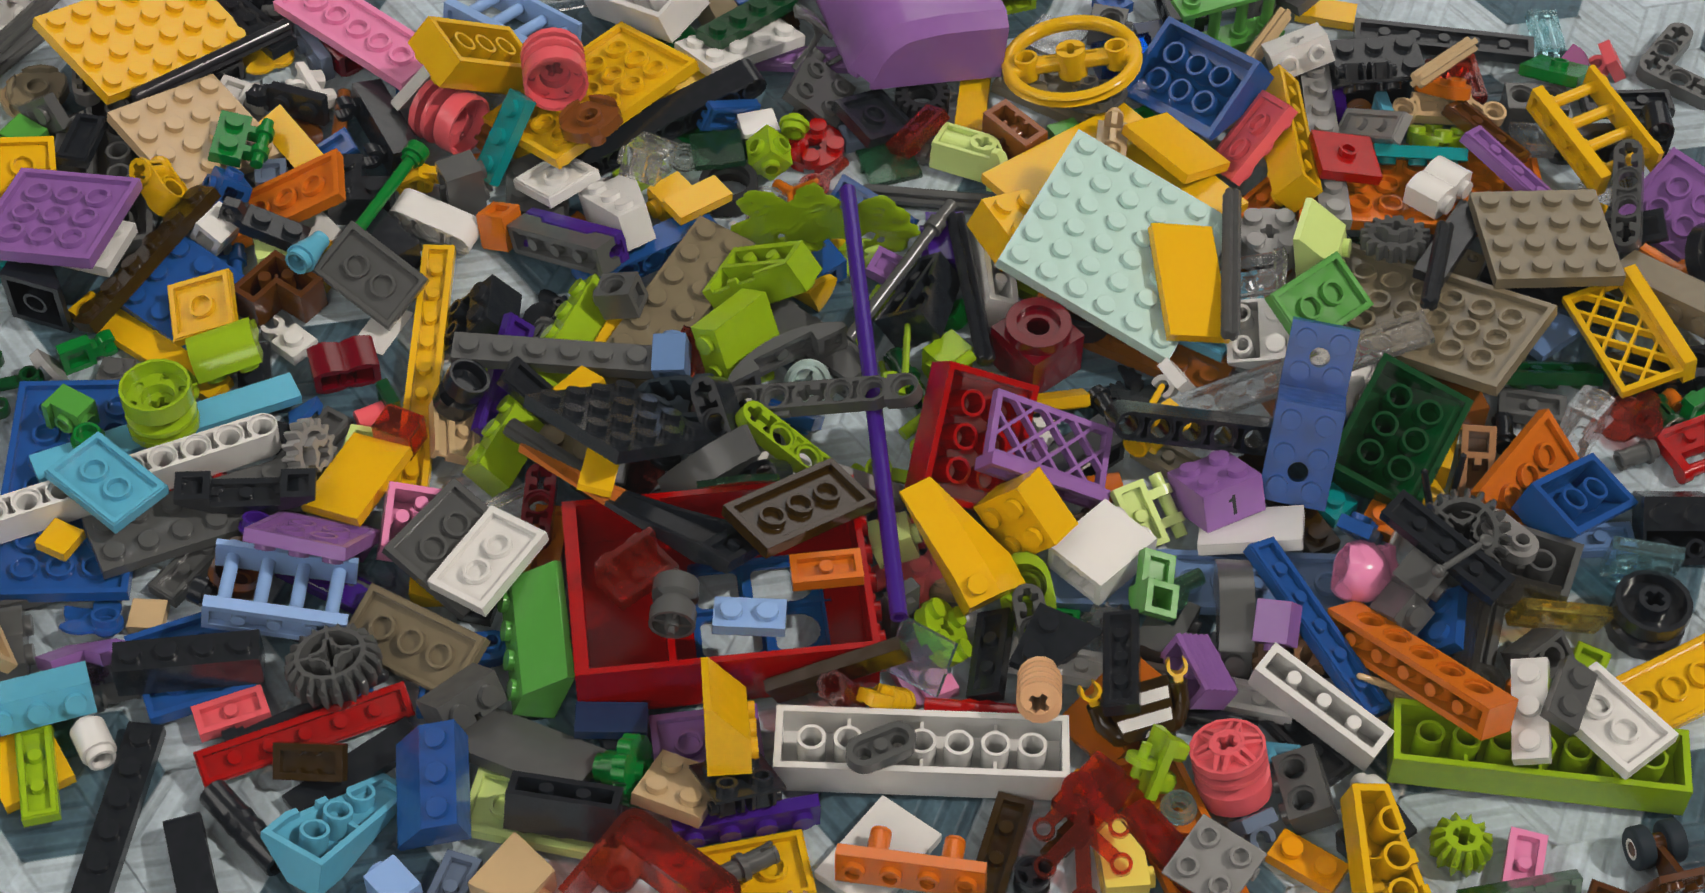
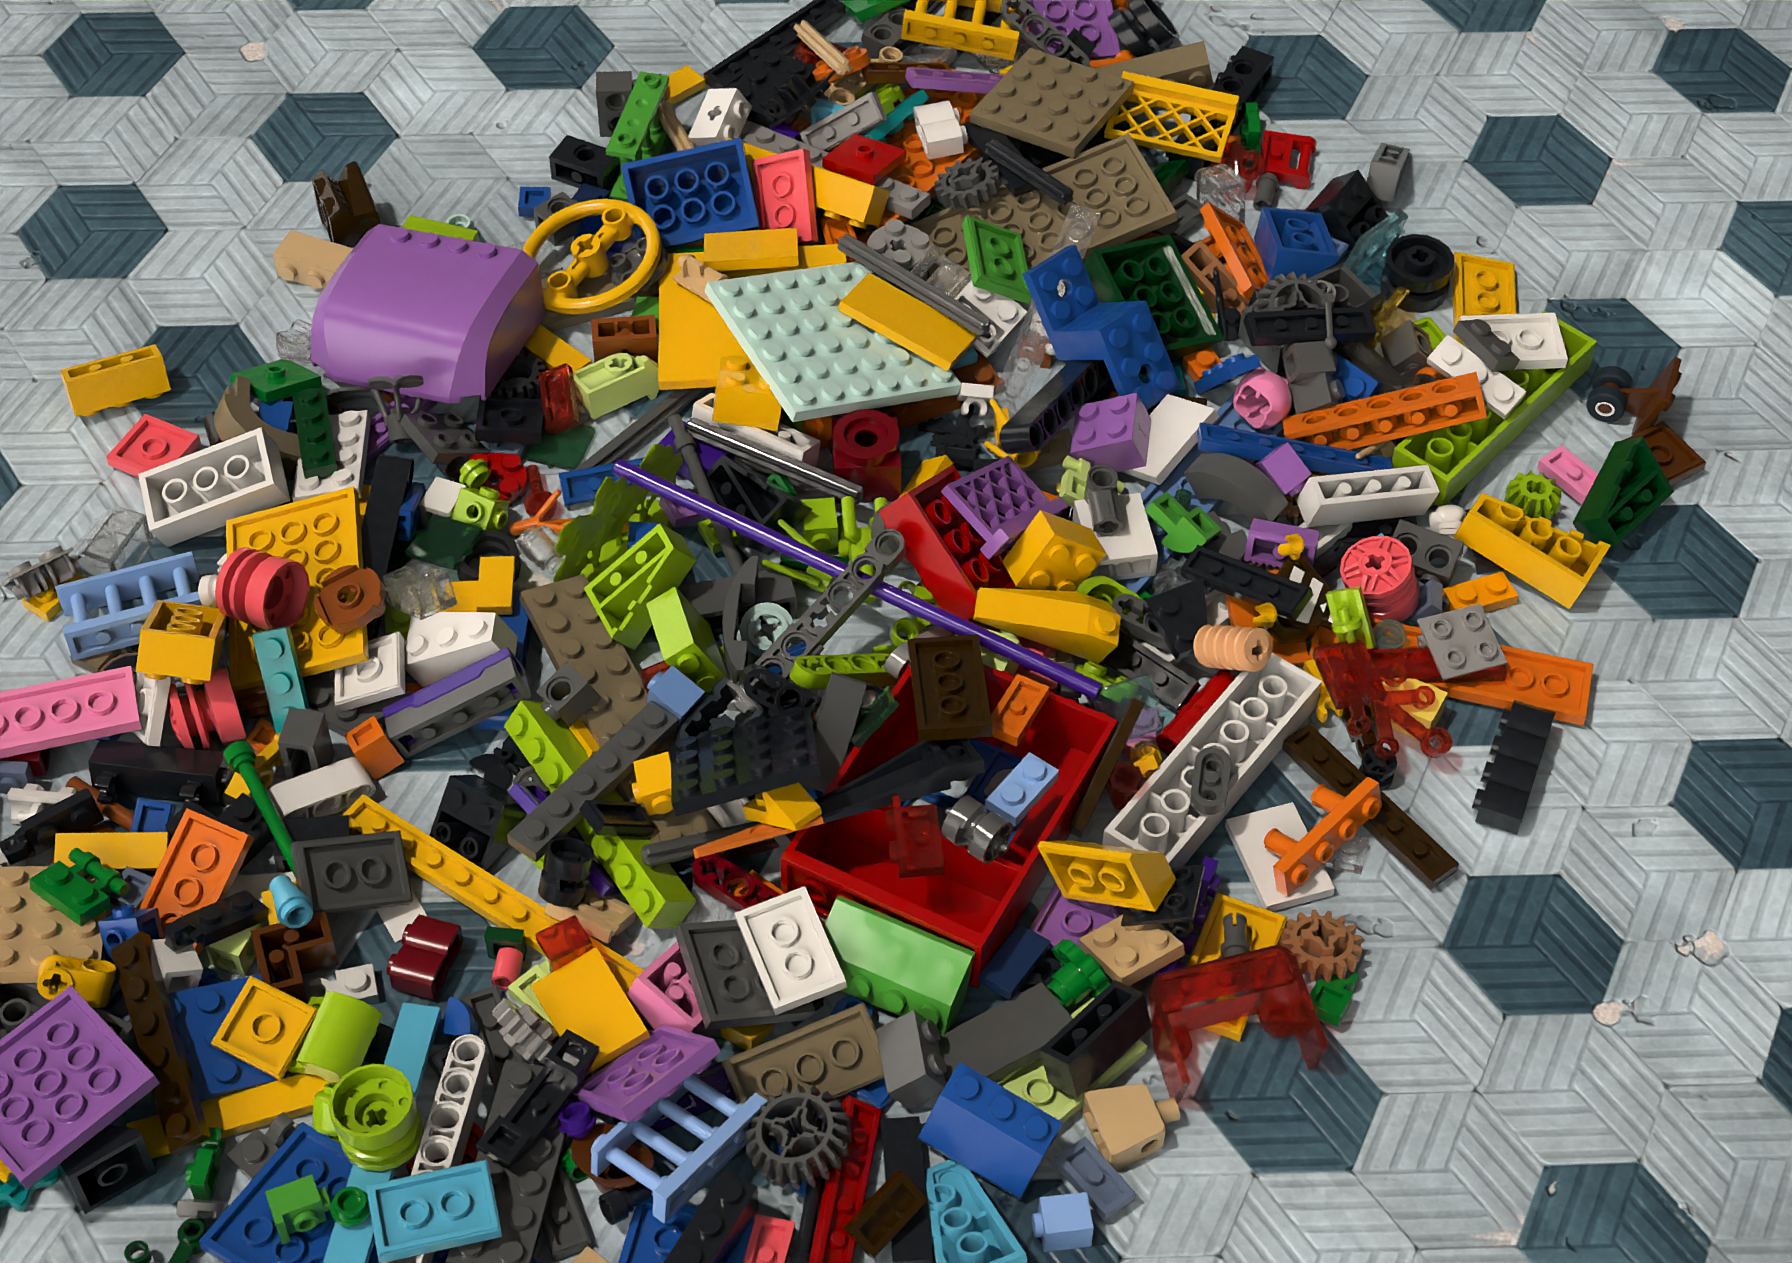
camera: 55 degrees left, 0 degrees up
(1112, 513) = (1103, 500): none -> dark grey piece
(1318, 237) = (937, 223): yellowish green slope -> none

